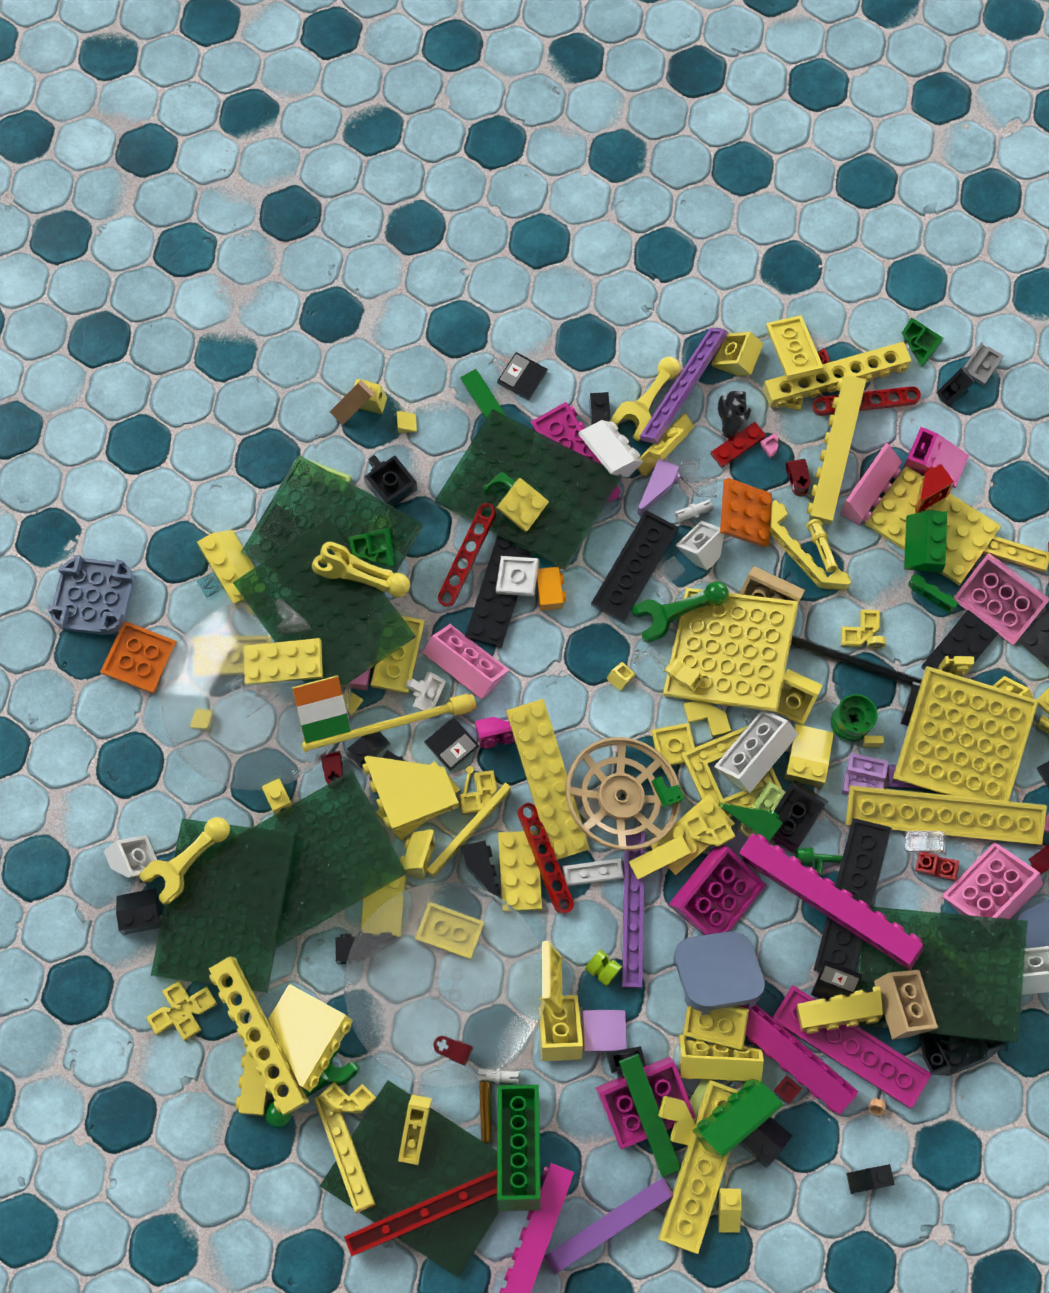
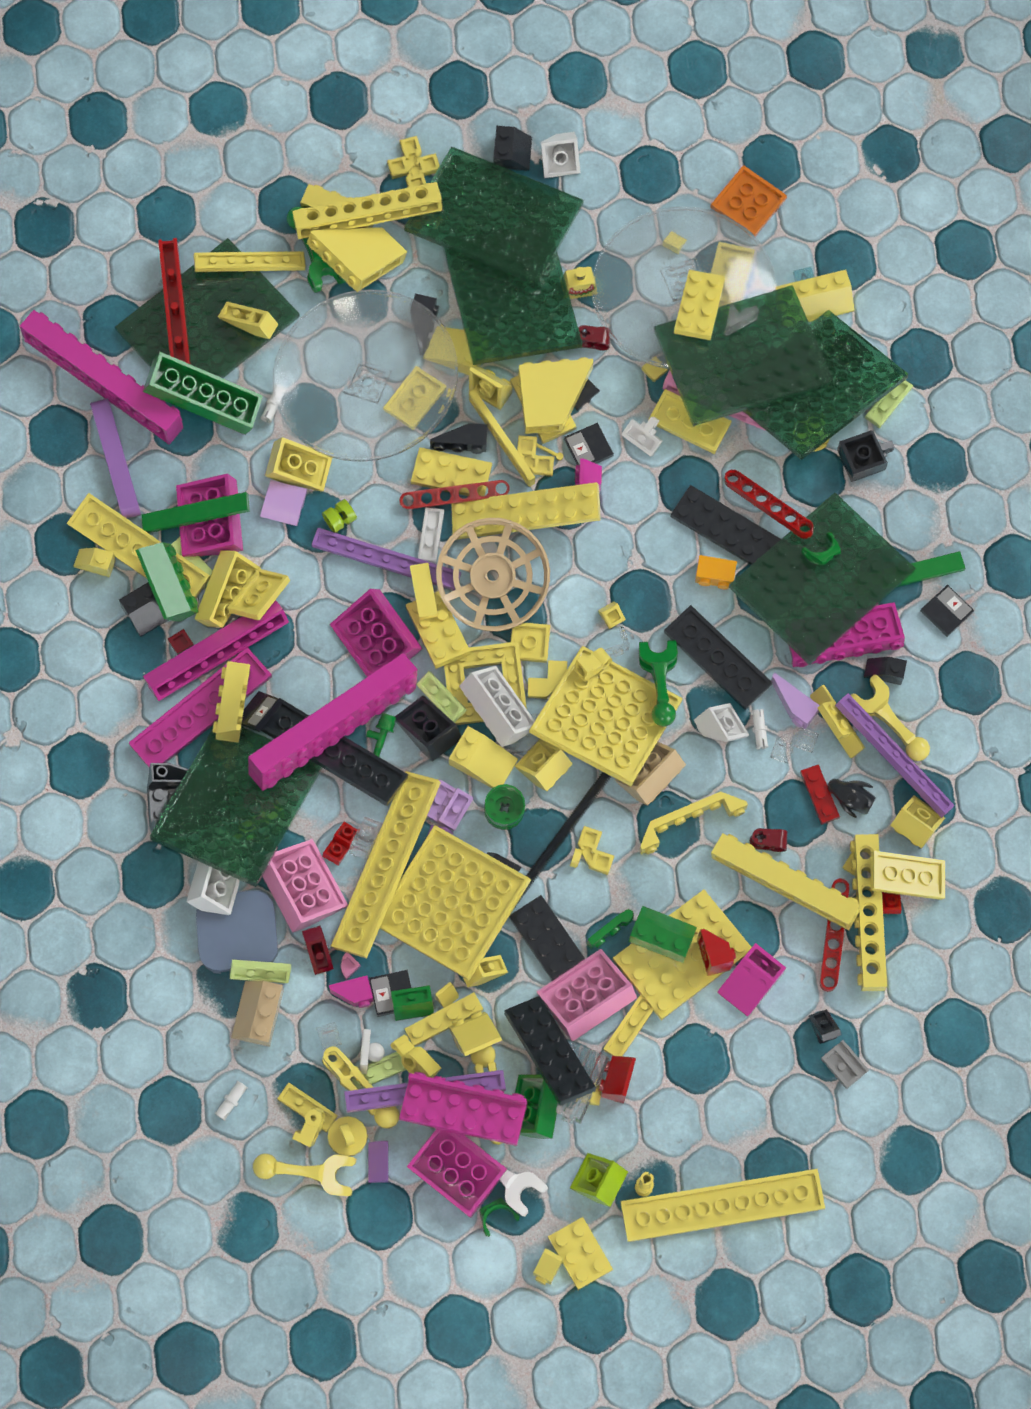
camera: 105 degrees right, 0 degrees up
(92, 596) = (819, 174): sand blue tile -> none
(215, 830) = (535, 179): light yellow piece -> none
(326, 720) = (635, 332): flag -> none
(339, 1101) = (288, 283): light yellow tile -> none
(349, 567) = (749, 421): light yellow piece -> none
(351, 402) = (952, 436): medium nougat tile -> none
(367, 746) = (606, 372): black slope -> none
(374, 546) = (792, 410): green slope -> none
(377, 401) = (960, 456): light yellow torso -> none
(406, 422) = (925, 489): light yellow slope -> none
(456, 1051) = (305, 363): dark red piece -> none
(465, 661) = (665, 478): bright pink slope -> none
(485, 1112) = (258, 388): pearl gold axle -> none
(517, 576) = (734, 542): white tile -> none
(522, 504) = (801, 559): light yellow plate -> none
(551, 977) = (343, 464): light yellow tile -> none
(611, 448) = (841, 661): white slope -> none
(615, 1056) = (253, 518): black slope -> none
(666, 575) = (687, 680): clear tile -> none
(667, 796) = (479, 611): green piece -> none
(684, 1124) = (191, 535): light yellow tile -> none
(714, 836) = (436, 631): light yellow tile -> none
(719, 971) = (302, 607): sand blue tile -> none
(746, 512) = (741, 771): orange plate -> none
(756, 819) = (432, 683): green slope -> none
(770, 445) = (811, 825): bright pink tile -> none
(820, 538) = (696, 837): light yellow pin -> none
(870, 1179) = (79, 689): black slope -> none
(871, 486) = (738, 904): bright pink slope -> none
(872, 741) = (478, 821): light yellow tile -> none
(880, 1109) = (141, 716): light nougat hinge -> none
(906, 1004) = (219, 758): tan slope -> none
(921, 340) = (888, 1012): green slope -> none
(958, 665) = (523, 915): light yellow plate -> none

